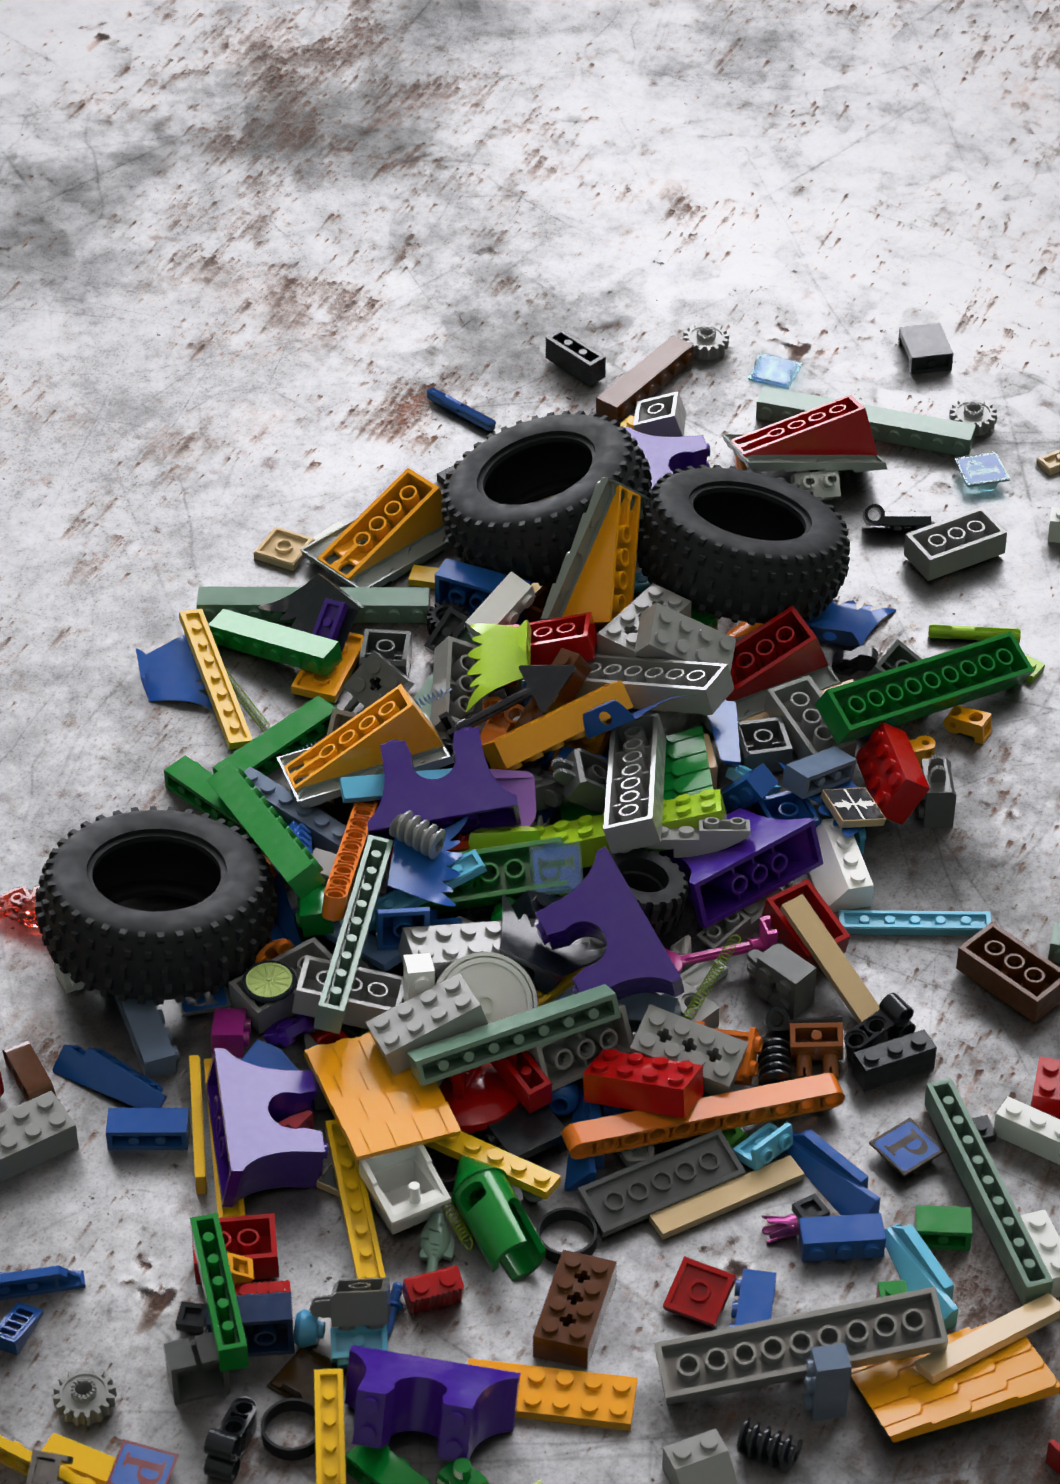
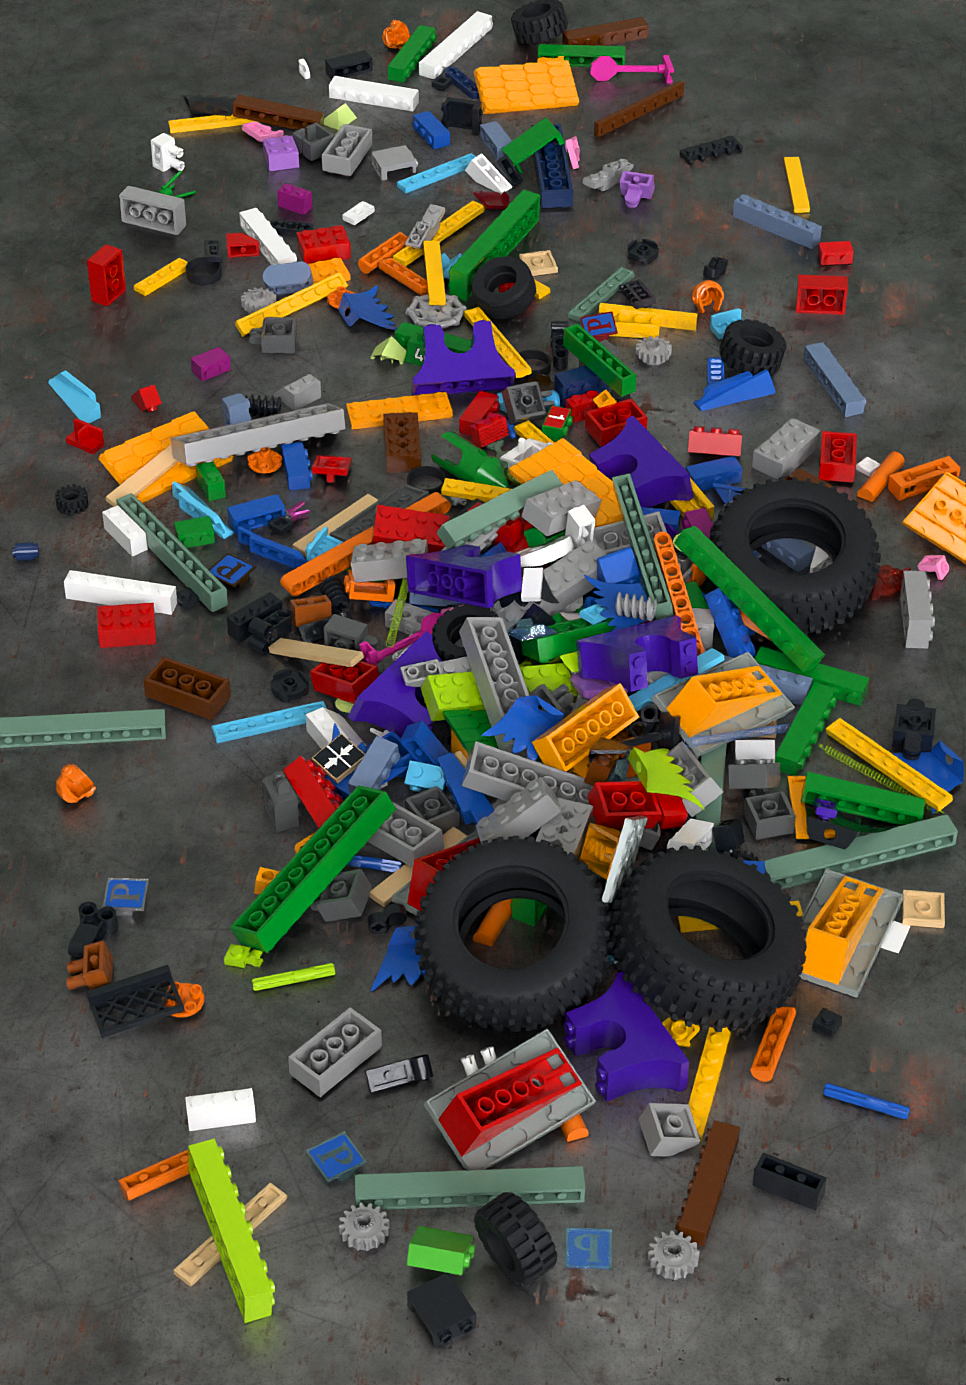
camera: 160 degrees right, 0 degrees up
(37, 836) = (916, 609): none -> light grey brick
(117, 1161) = (715, 441): none -> brick
(155, 708) = (913, 728): none -> black brick
(319, 1279) = (557, 423): none -> brick
(435, 1332) = (479, 408): none -> red brick
(521, 930) = (532, 584): none -> white tile
(847, 343) = (515, 1238): none -> black tyre
(875, 971) = (298, 685): none -> black plate
(912, 374) = (441, 1250): none -> bright green brick

